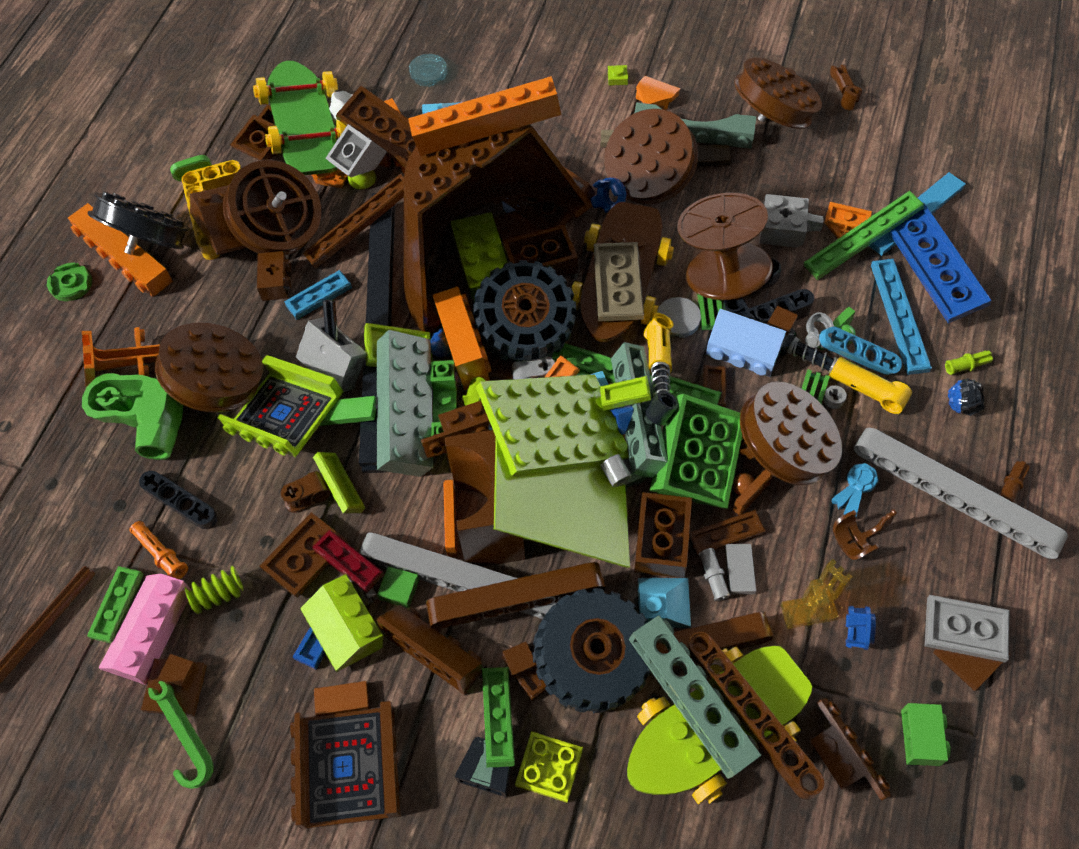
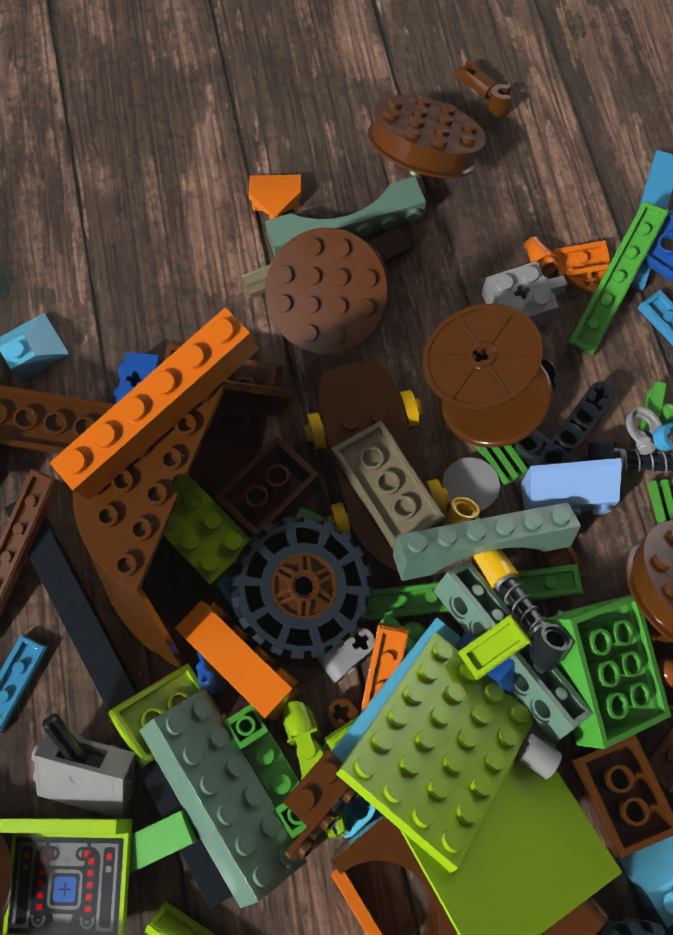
camera: 30 degrees left, 10 degrees up
(602, 198) = (296, 371): blue piece -> none
(617, 75) = (215, 188): lime plate -> none
(621, 326) = (432, 549): none -> sand green arch
(782, 319) = (598, 439): reddish brown tile -> none
(817, 202) = (539, 252): none -> orange cone

